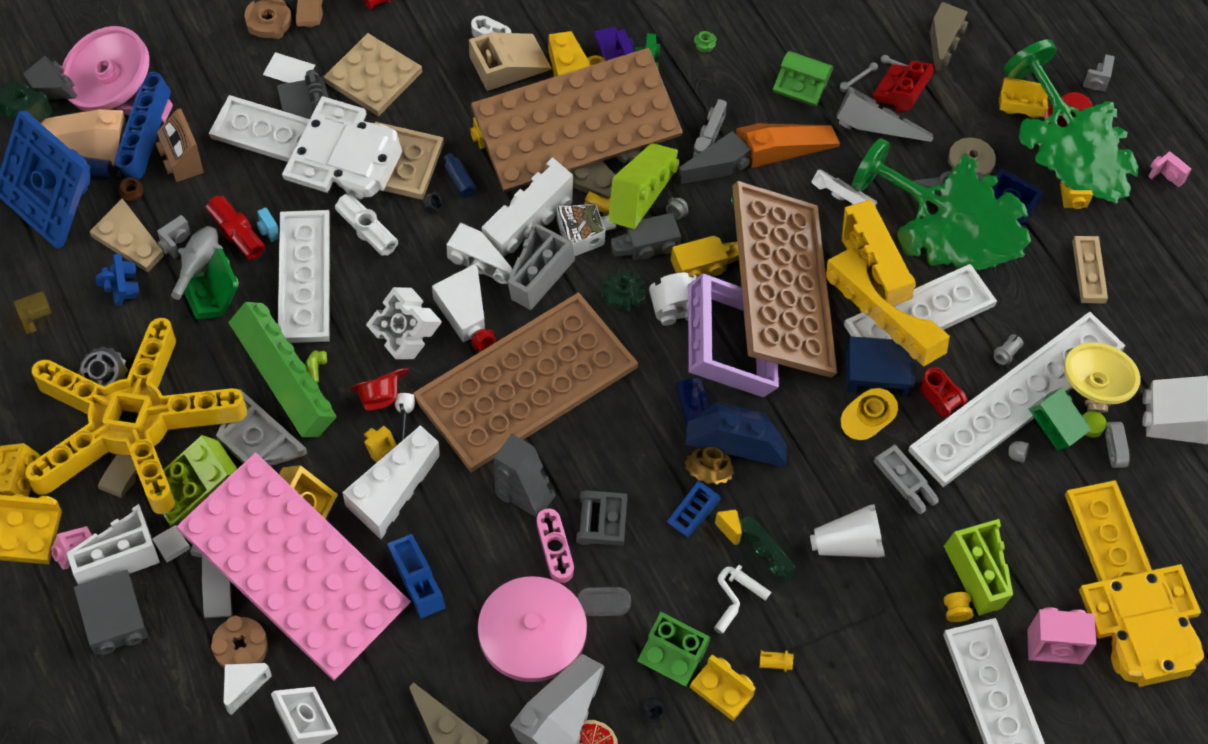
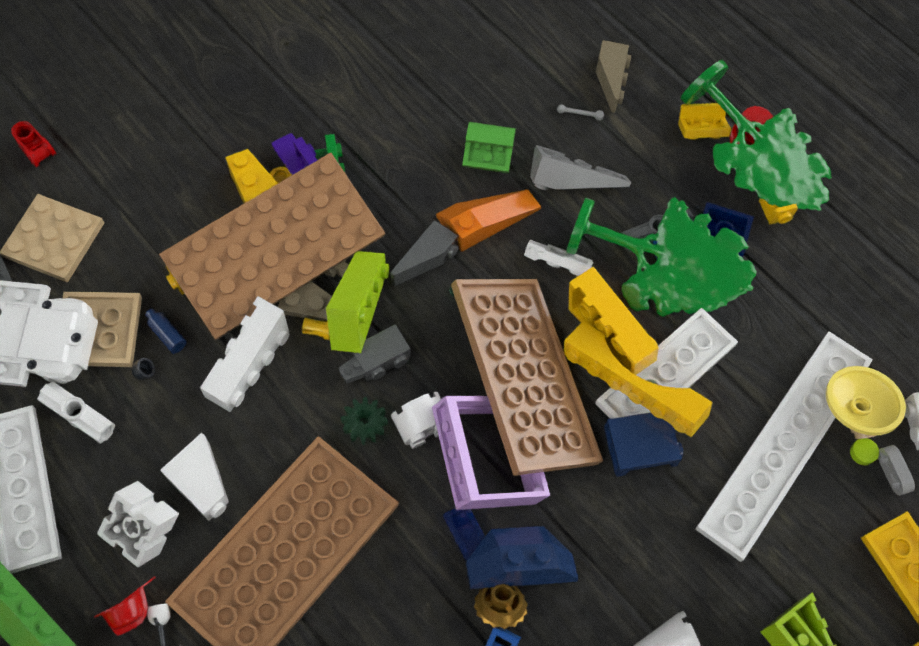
camera: 15 degrees left, 5 degrees up
(313, 362) = (47, 592): lime arm -> none
(472, 247) = (198, 414): white slope -> none
(483, 339) = (229, 516): red plate -> none
(490, 26) = (166, 164): white beam -> none
(506, 58) = (188, 190): tan slope -> none
(539, 266) = (270, 417): light grey wedge -> none
(583, 226) = (306, 361): torso -> none
(677, 207) = (398, 315): light grey plate -> none
(704, 256) = (437, 365): yellow hinge -> none
(705, 41) = (383, 133): bright green plate -> none
(709, 133) = (410, 225): light grey hinge -> none
(844, 86) = (530, 145): light grey hinge -> none
(869, 414) = (648, 500): yellow piece -> none
(903, 85) = (587, 133): red brick -> none
(905, 478) = (701, 562): light grey hinge -> none
(943, 394) = (713, 457): red piece -> none
(974, 147) = (659, 188): dark tan plate -> none
(1004, 354) = (760, 396): light grey pin -> none
(1018, 451) = (803, 501): light grey hinge -> none
(1059, 419) = (836, 458): brick -> none
(1090, 269) = (815, 285): tan plate -> none
(1099, 78) = (768, 81): light grey bracket -> none
(1171, 168) = (859, 162): bright pink bracket -> none

